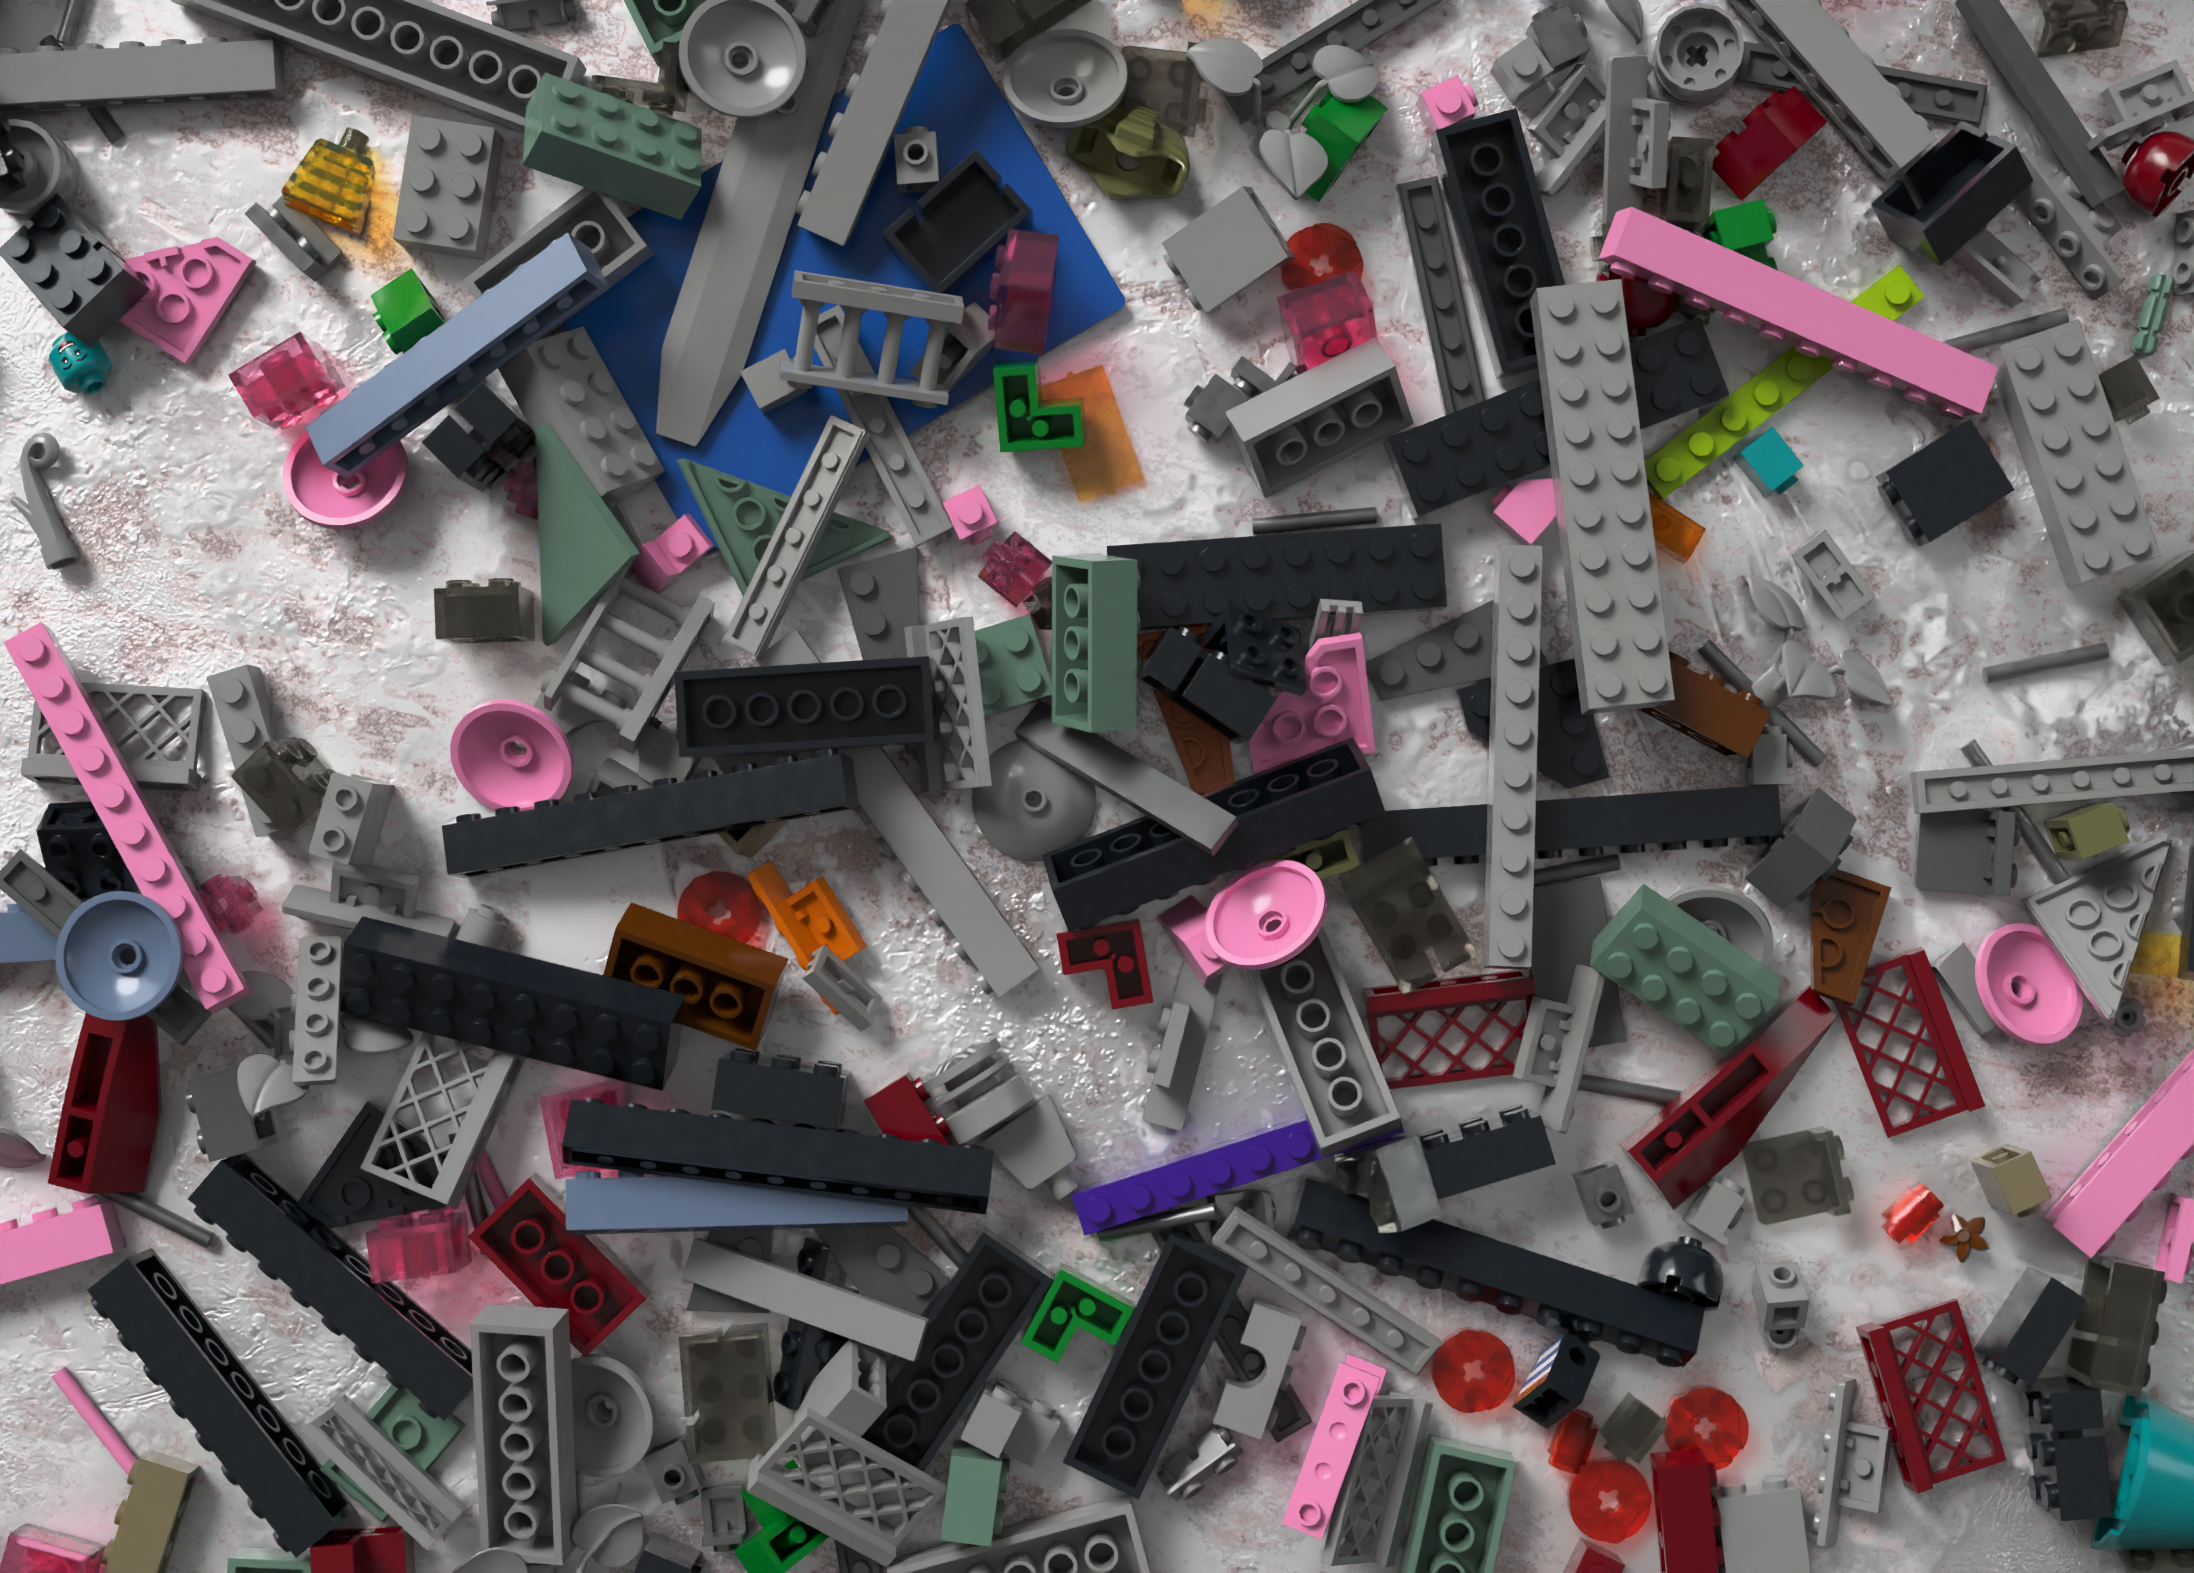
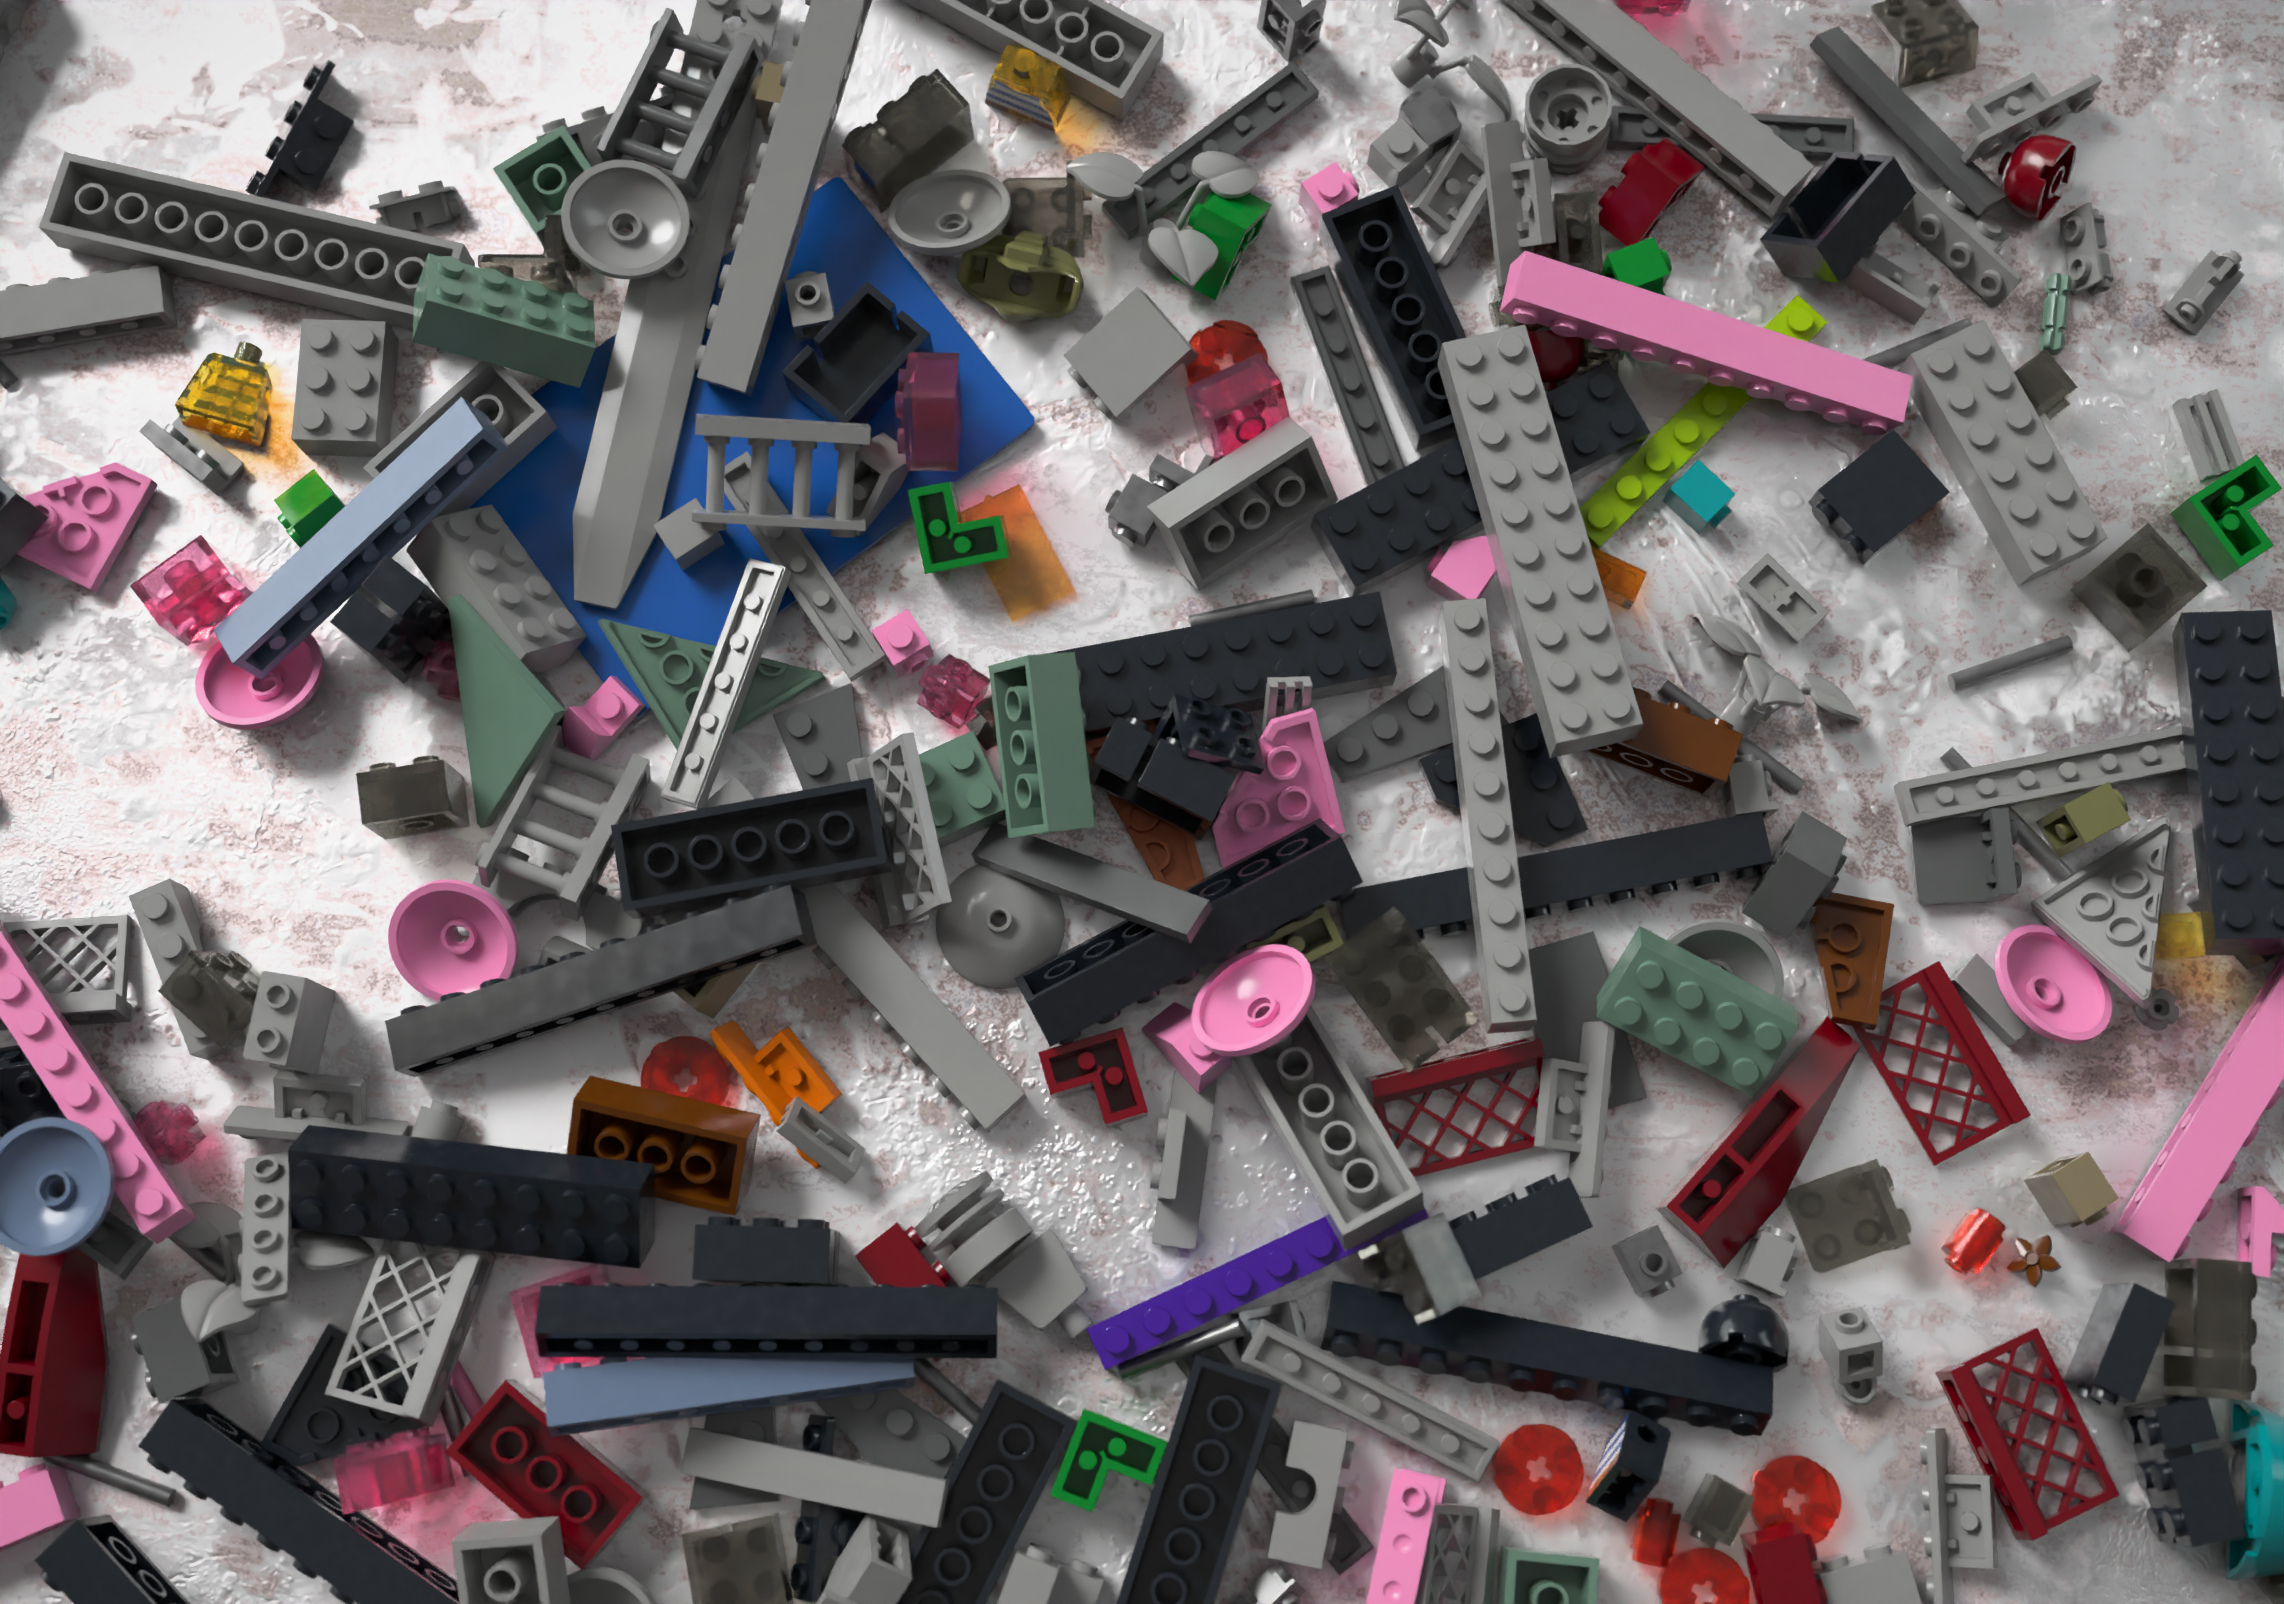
camera: 10 degrees left, 10 degrees down
(1576, 869) = (1569, 927): dark grey bar -> none
(1627, 1089) = (1654, 1149): flat silver bar -> none

